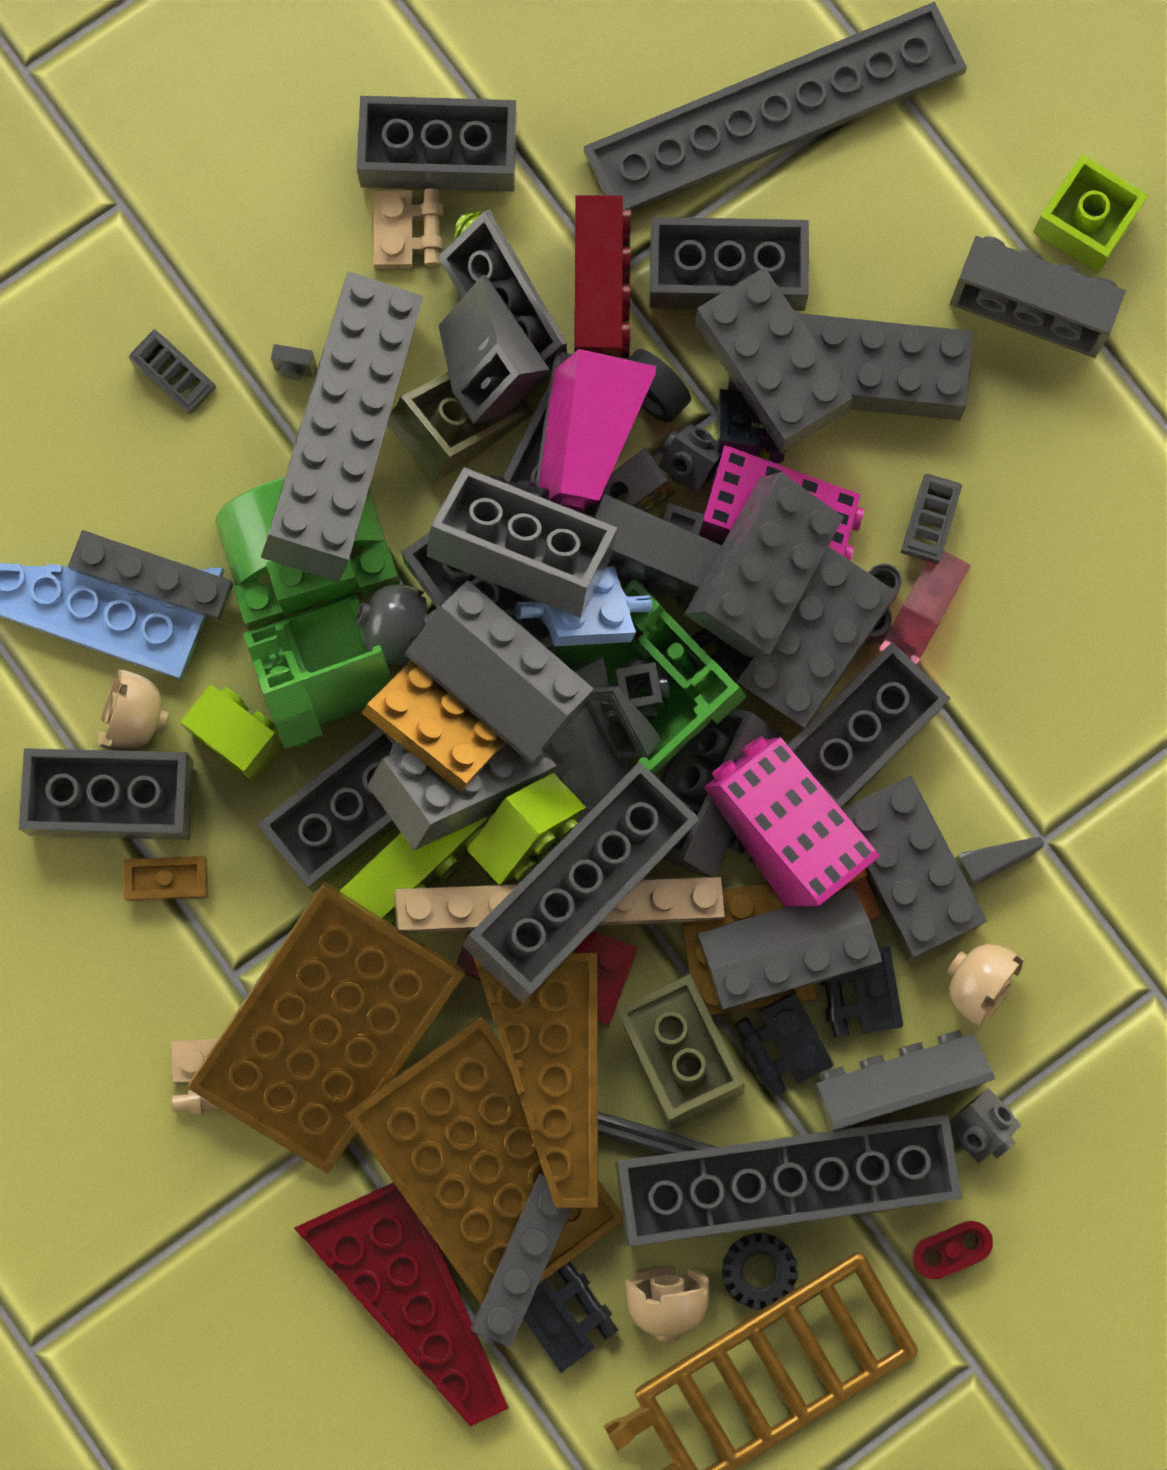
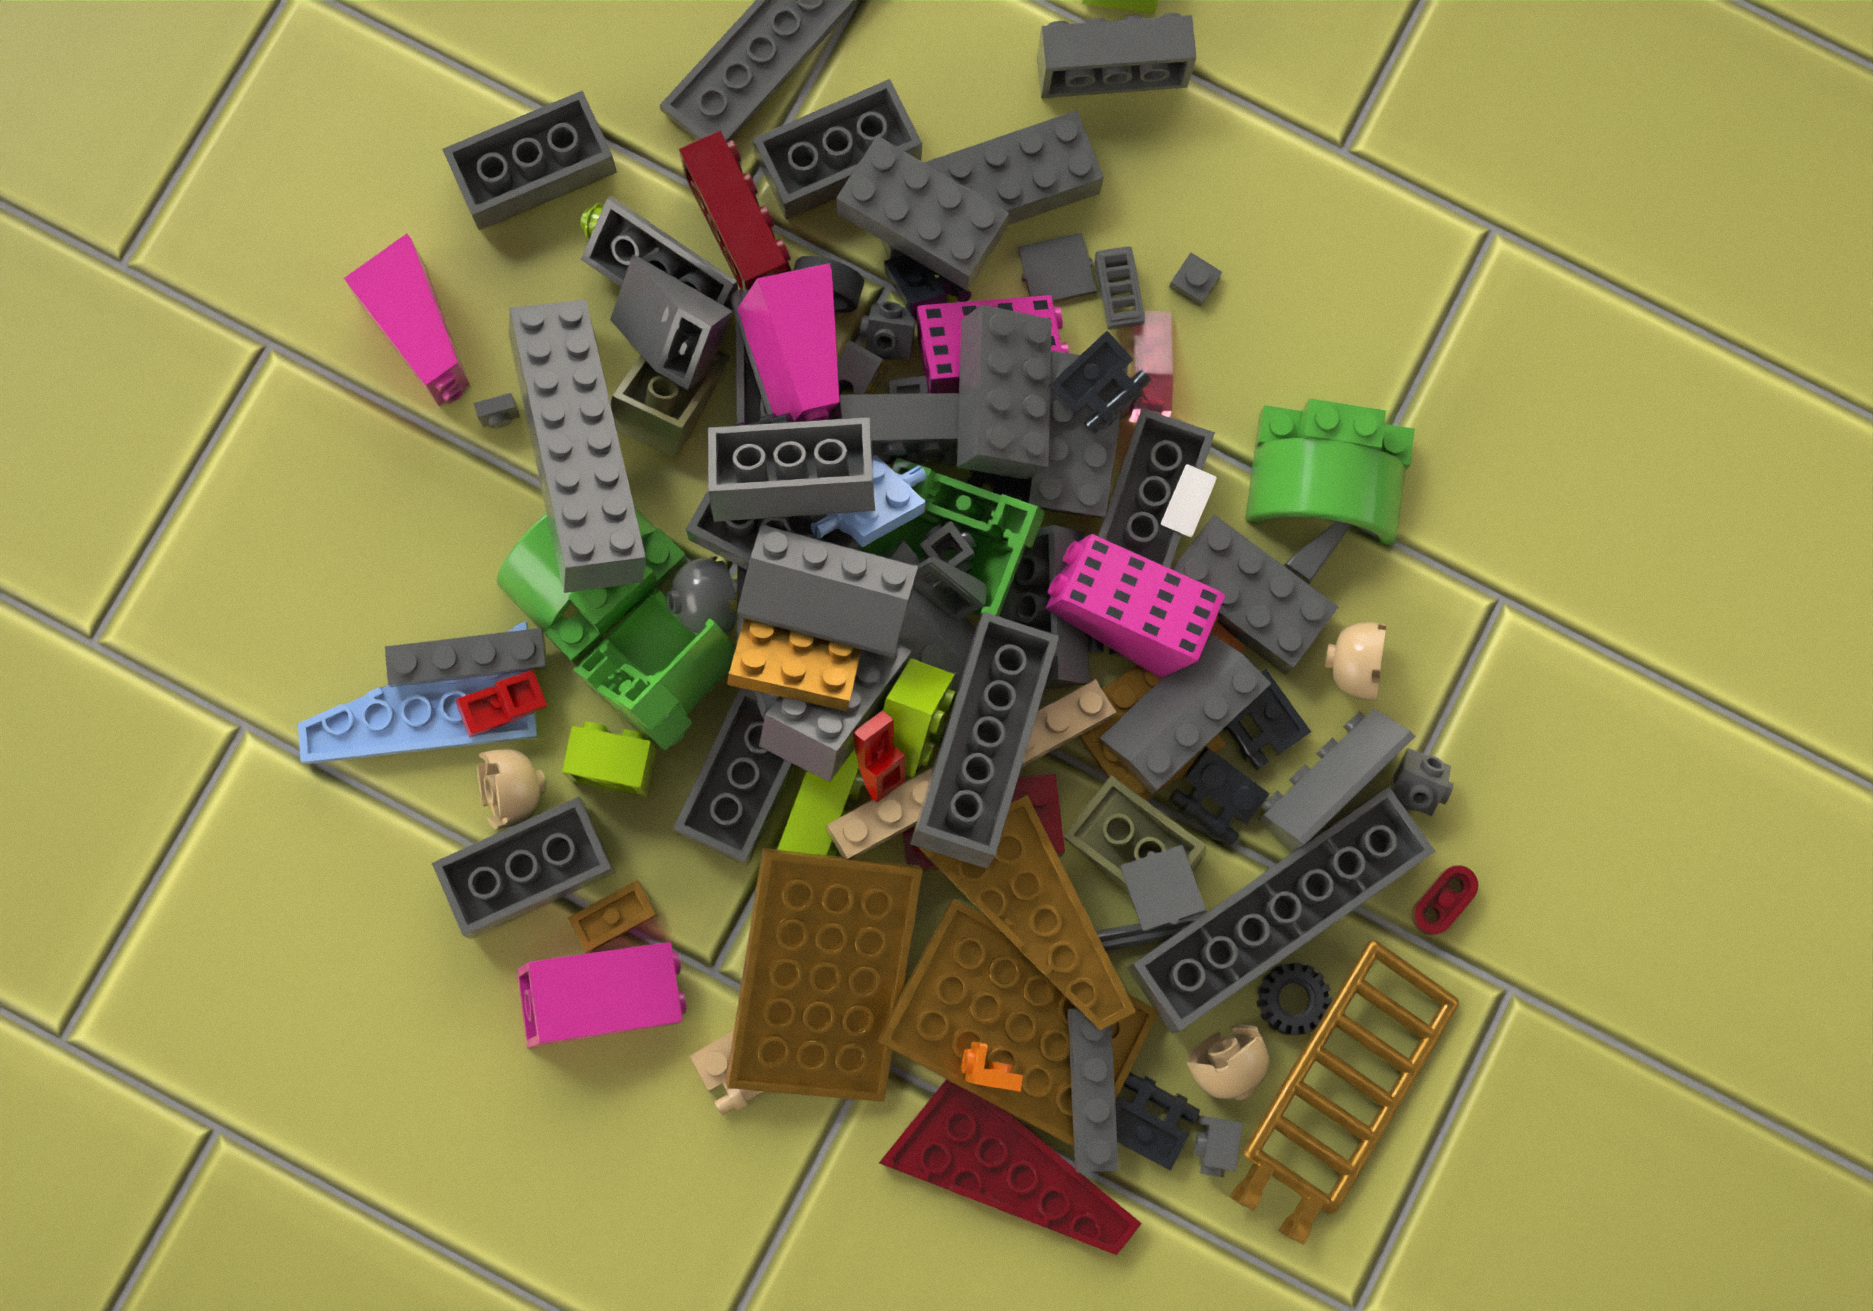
camera: 35 degrees left, 0 degrees up
(119, 944) = (600, 994): none -> dark pink slope
(148, 348) = (360, 460): dark grey slope -> none
(161, 633) = (501, 704): none -> red slope
(256, 232) = (406, 309): none -> dark pink slope
(394, 229) = (527, 254): tan plate -> none
(437, 1200) = (995, 1075): none -> orange bracket
(472, 850) = (877, 757): none -> red slope
(617, 1372) = (1217, 1145): none -> dark grey brick
(682, 1104) = (1163, 888): none -> dark grey piece
(855, 585) = (1093, 372): none -> black plate
(883, 473) = (1058, 268): none -> dark grey piece
(892, 750) = (1188, 500): none -> white sticker
(1010, 544) = (1195, 279): none -> dark grey plate
(1049, 785) = (1330, 466): none -> bright green piece

